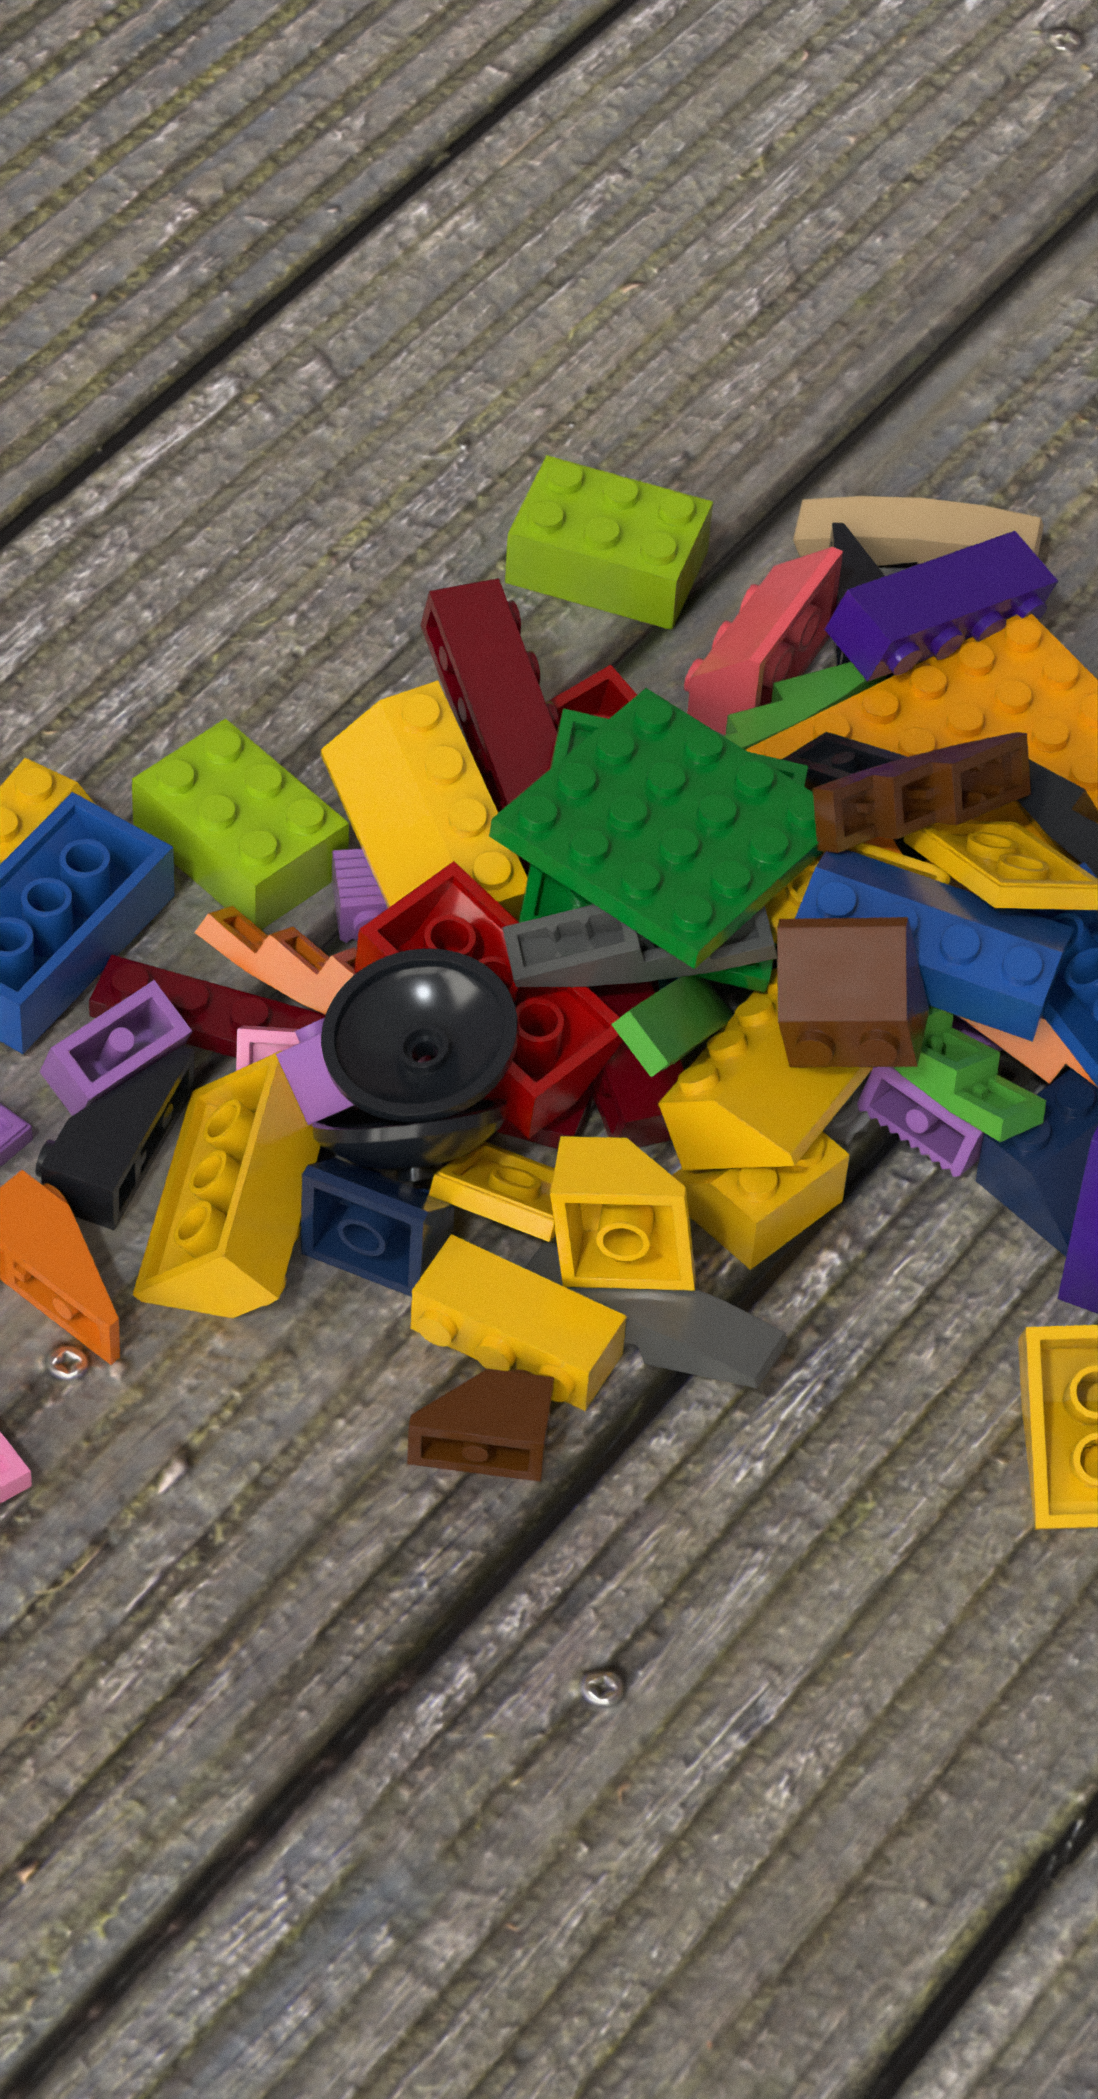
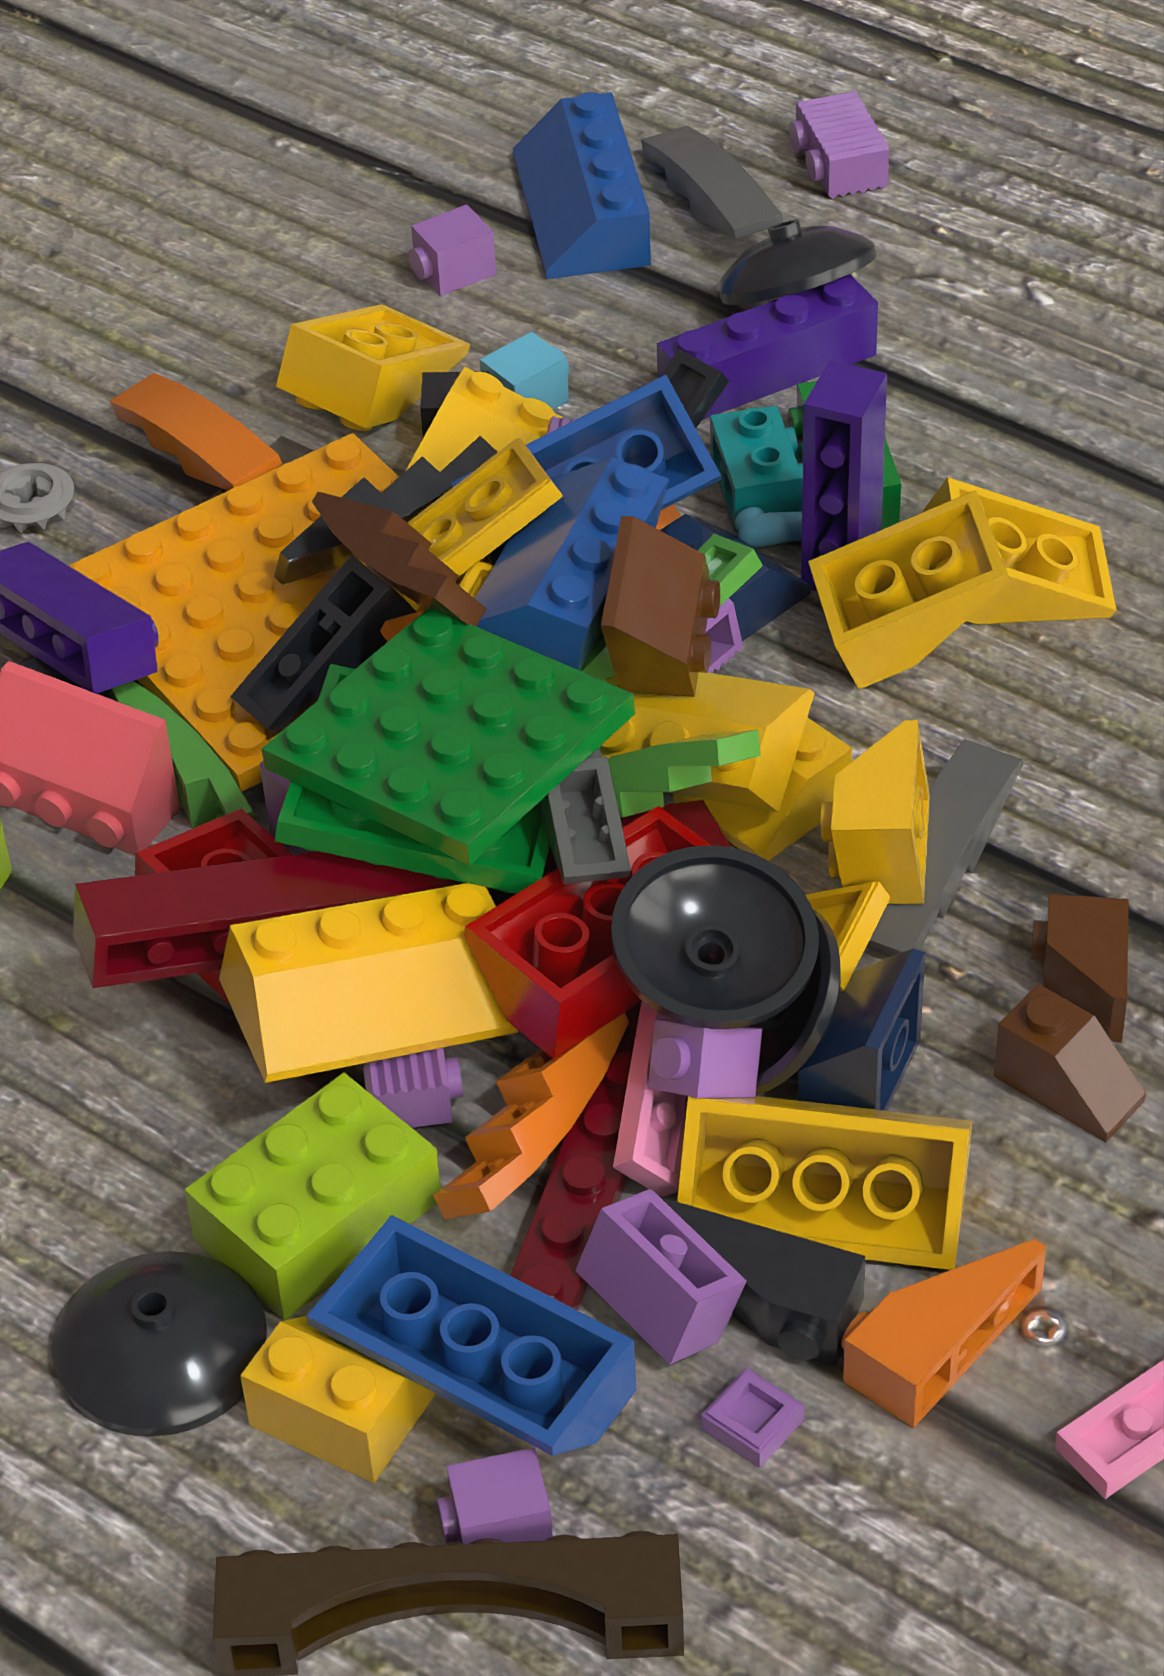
camera: 85 degrees left, 5 degrees down
(109, 732) = (163, 1368): none -> black dish
(354, 1391) = (1066, 1063): none -> reddish brown slope
(517, 1321) = (972, 938): yellow brick -> none
(994, 1274) = (908, 587): none -> yellow slope

